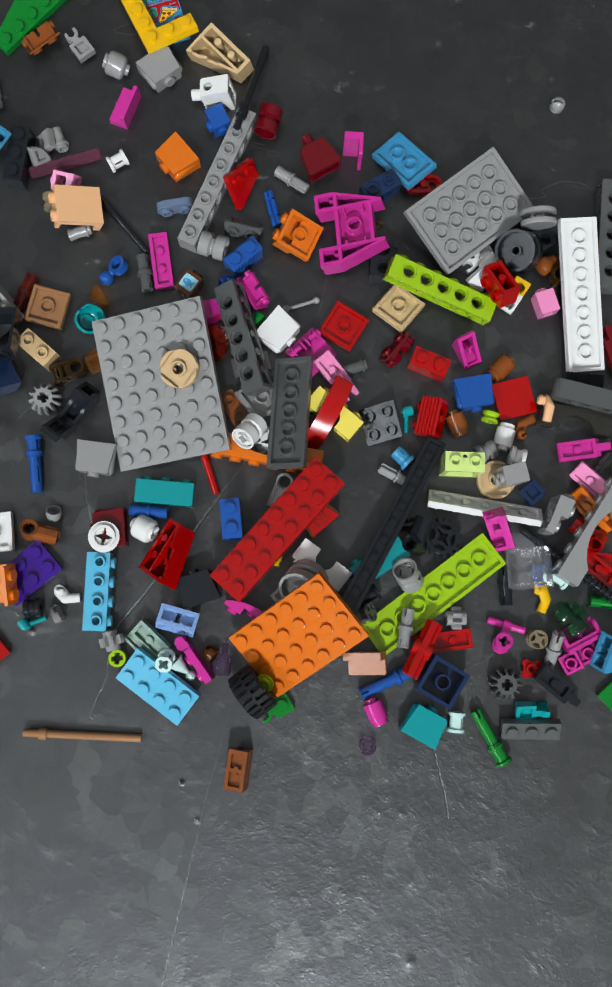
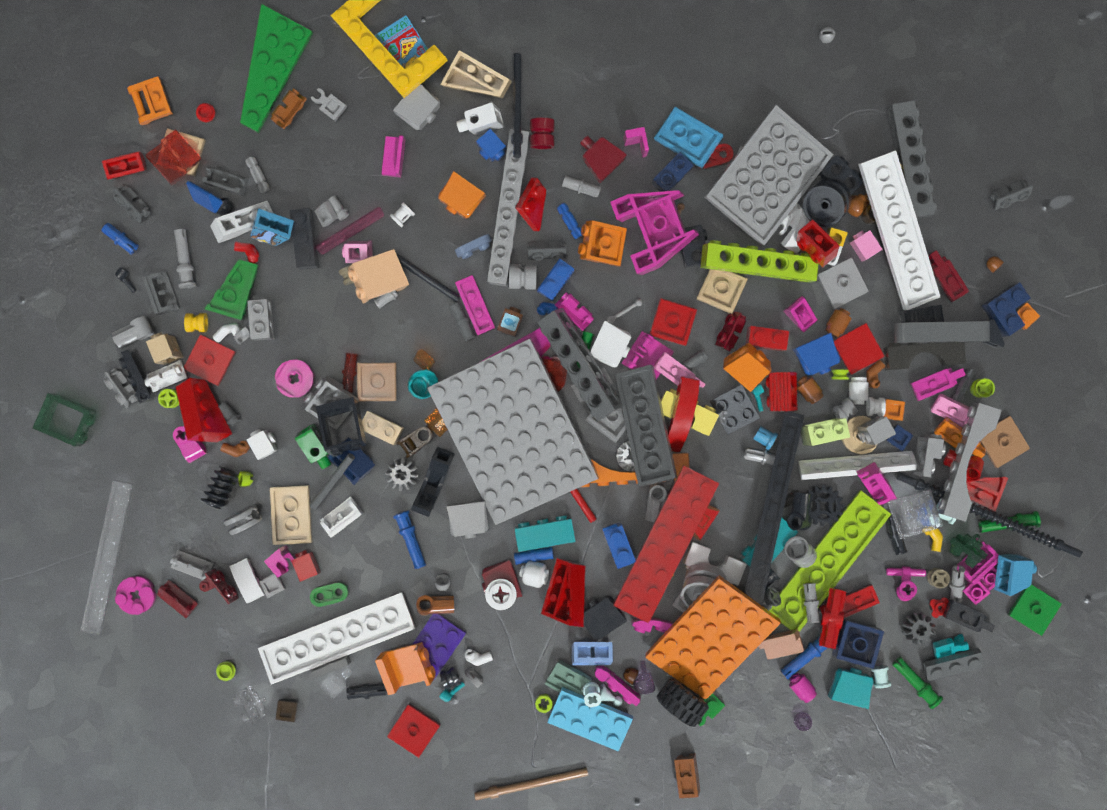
camera: 10 degrees left, 5 degrees up
(38, 156) = (323, 232): light grey tile -> none
(98, 591) = (507, 646): medium azure brick -> none
(111, 640) = (534, 689): light grey gear -> none
(116, 64) = (372, 115): light grey head -> none
(117, 266) = (425, 335): blue plate -> none
(190, 368) = (540, 411): tan plate -> none
(233, 407) = (592, 437): dark orange hinge -> none
(249, 431) = (611, 454): white wheel -> none
(267, 681) = (693, 688): lime plate -> none
(403, 383) = (747, 366): none -> orange torso
(456, 617) = (856, 579): light grey gear -> none
(514, 333) = (842, 283): none -> light grey plate
(535, 464) = (894, 409): none -> orange plate
(538, 217) = (839, 167): light grey head -> none
(548, 405) = (895, 353): light nougat arm -> none

